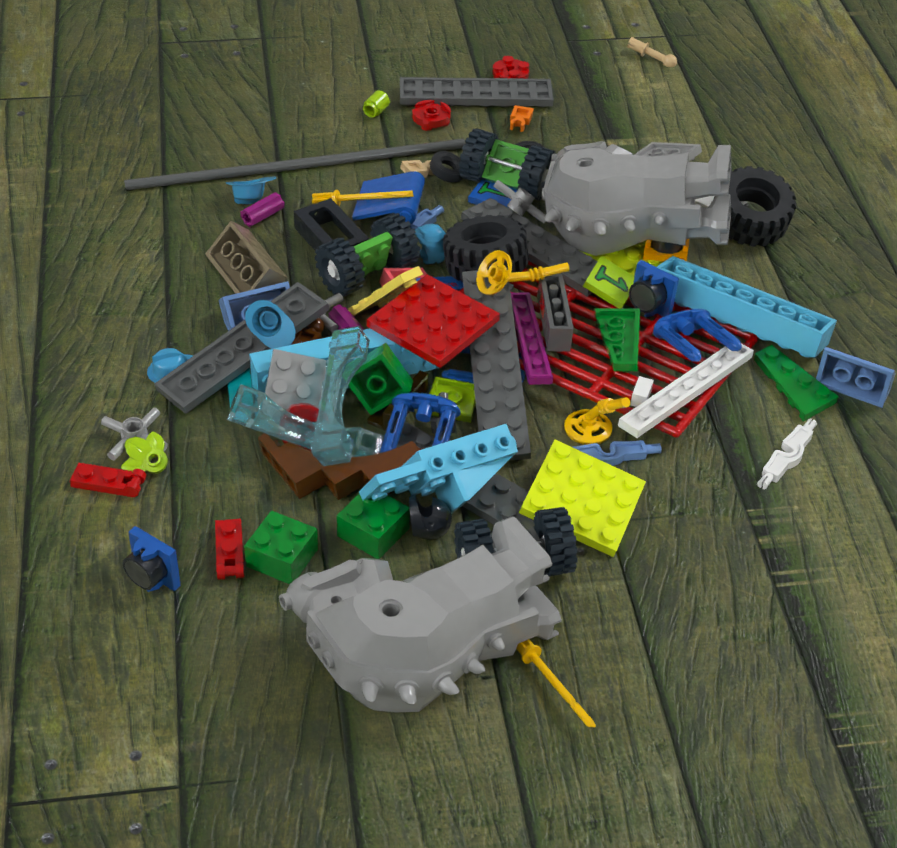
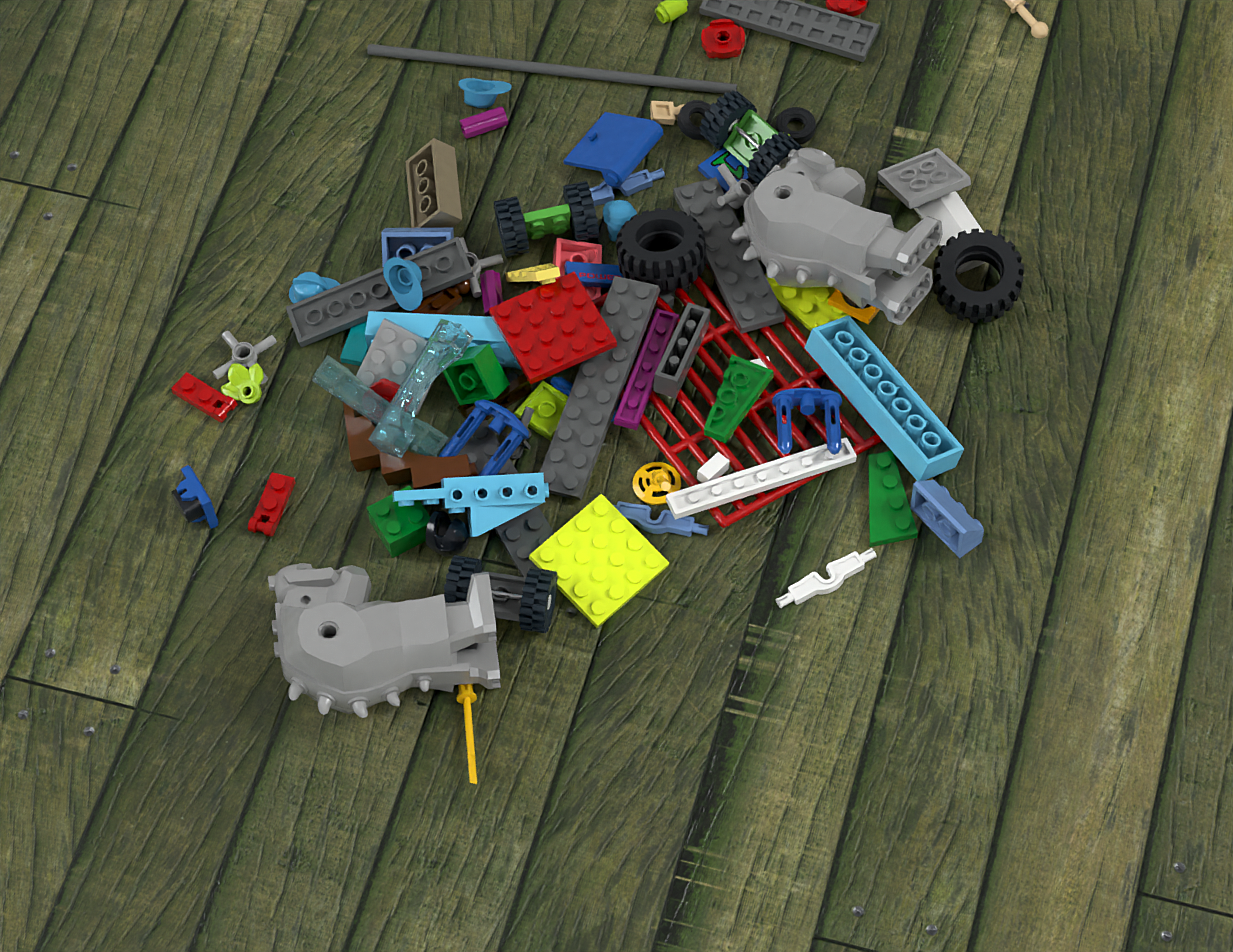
camera: 30 degrees right, 15 degrees up
(281, 547) = (311, 520): green brick -> none
(308, 224) = (540, 145): black piece -> none
(337, 198) = (562, 130): yellow piece -> none
(500, 275) = (638, 297): yellow dish -> none
(520, 117) = (816, 69): orange plate -> none
(609, 282) = (766, 327): lime tile -> none
(651, 290) = (795, 354): piece -> none

